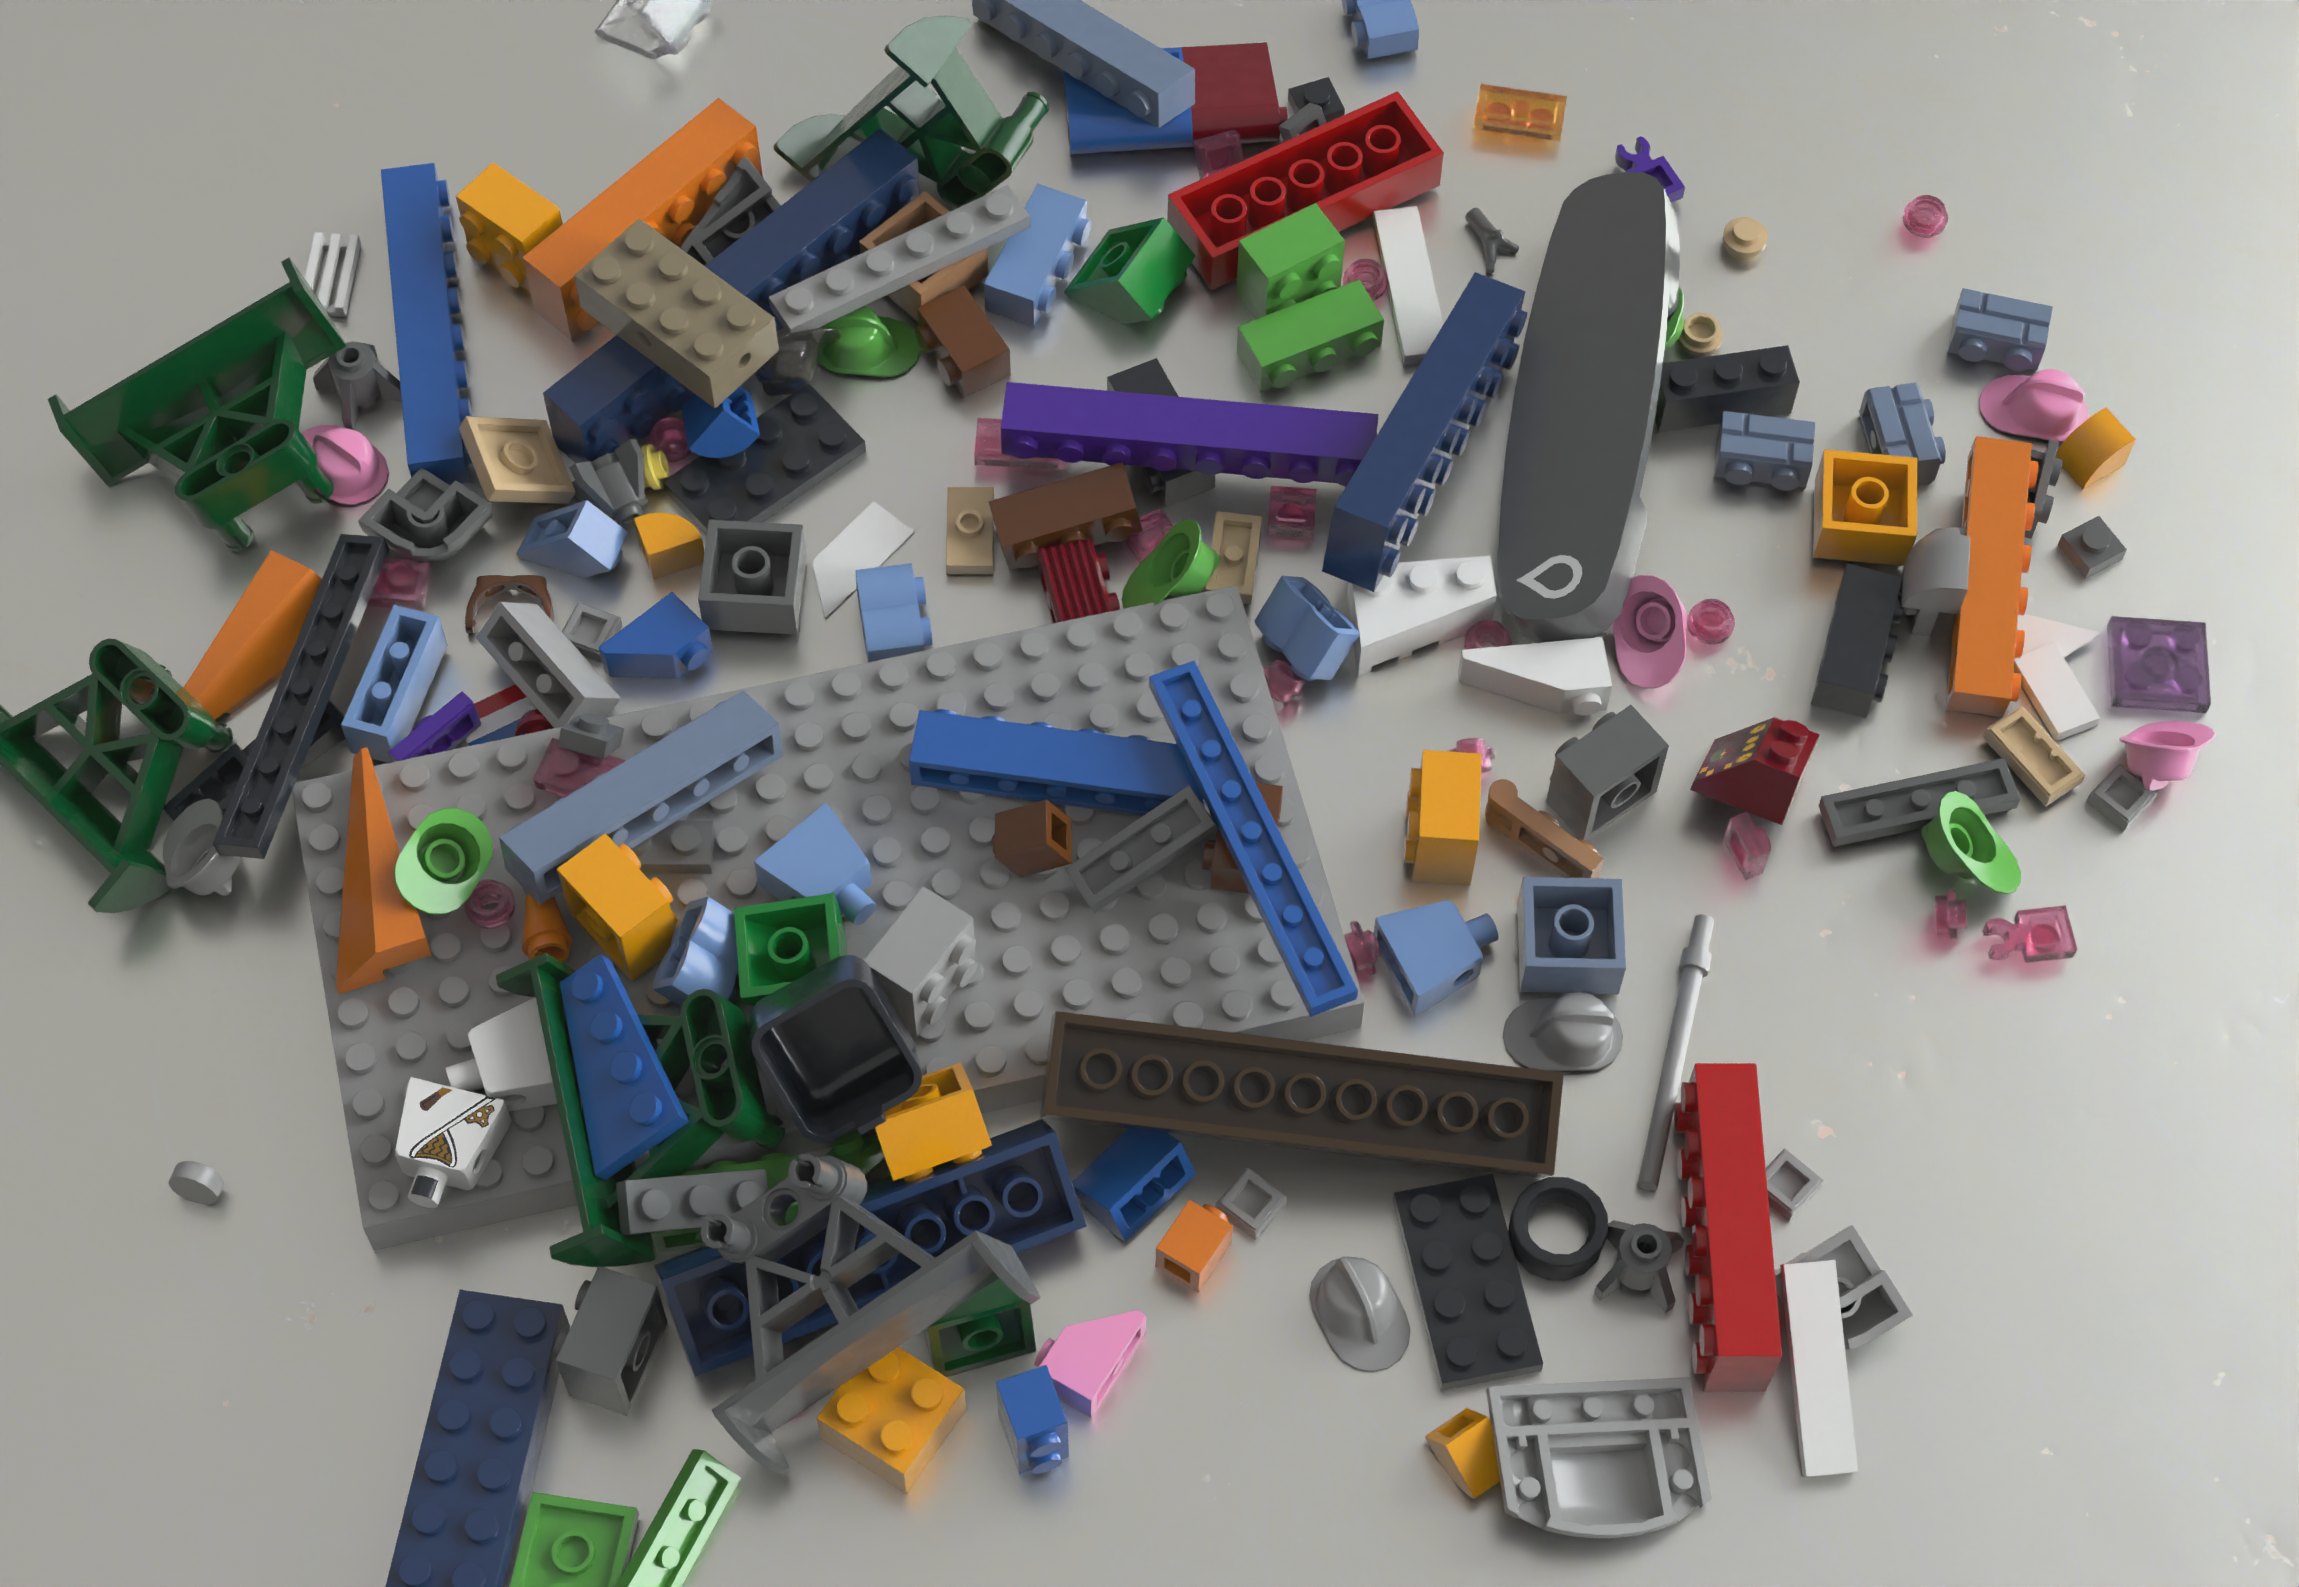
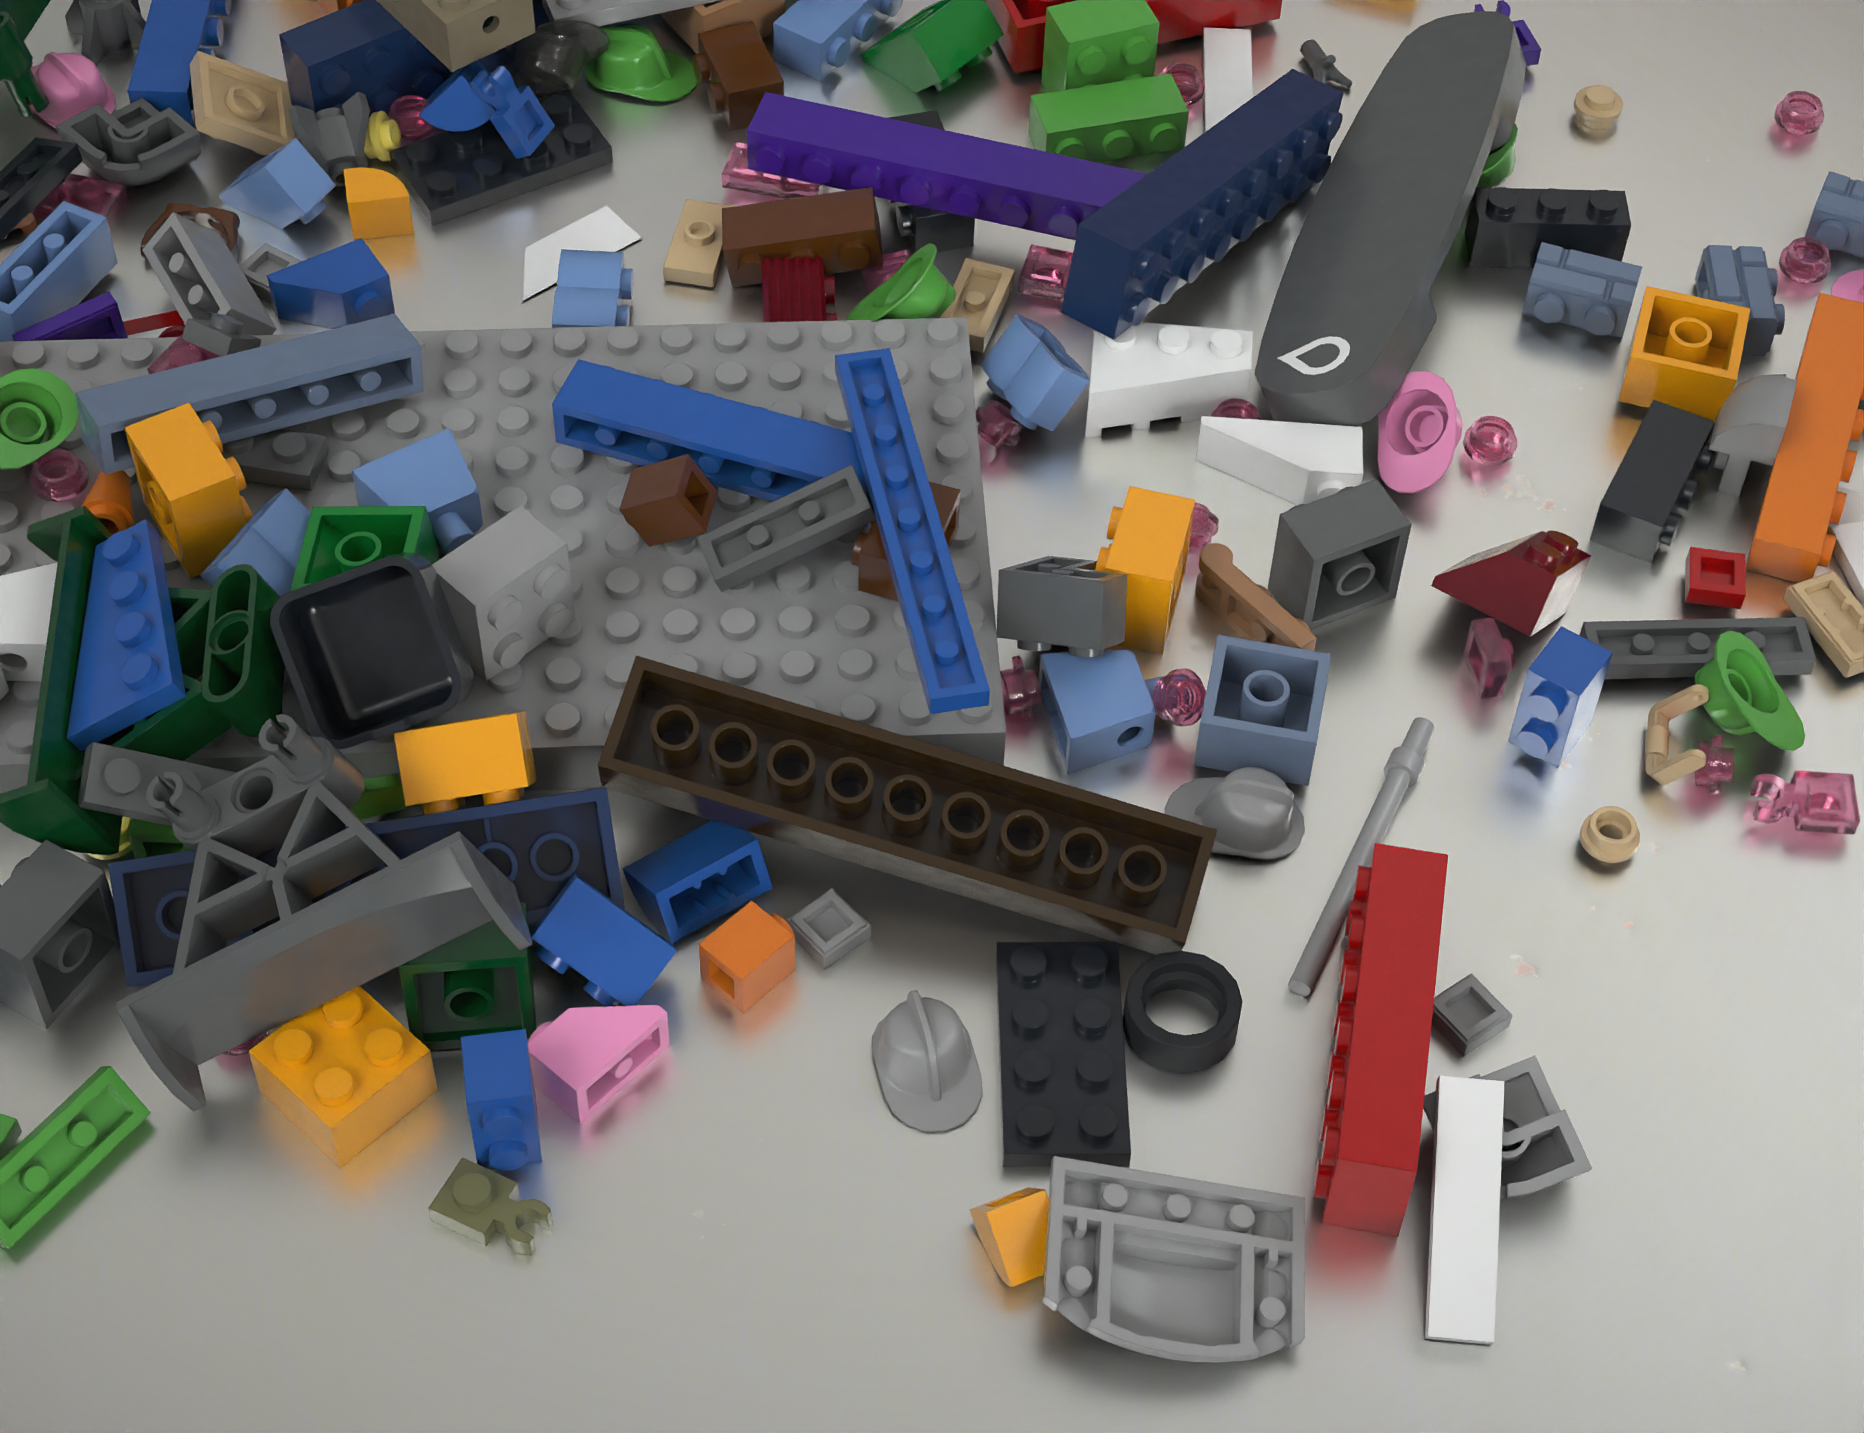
camera: 10 degrees right, 10 degrees down
(752, 576) = (452, 241): dark grey brick -> none
(782, 434) = (518, 114): none -> blue plate
(1031, 1505) = (483, 1203): none -> olive plate
(1078, 1263) = (600, 943): none -> blue brick
(1386, 872) = (1061, 605): none -> dark grey brick
(1501, 938) = (1180, 697): none -> clear pink plate
(1641, 1261) = (1273, 1062): dark grey brick -> none
(1701, 335) = (1532, 174): tan plate -> none
(1815, 881) = (1559, 696): none -> blue brick
(1879, 985) = (1613, 823): none -> tan plate
(1900, 895) = (1657, 737): none -> tan piece
(1924, 729) = (1715, 578): none -> red plate
(1955, 371) = (1805, 260): none -> clear pink plate

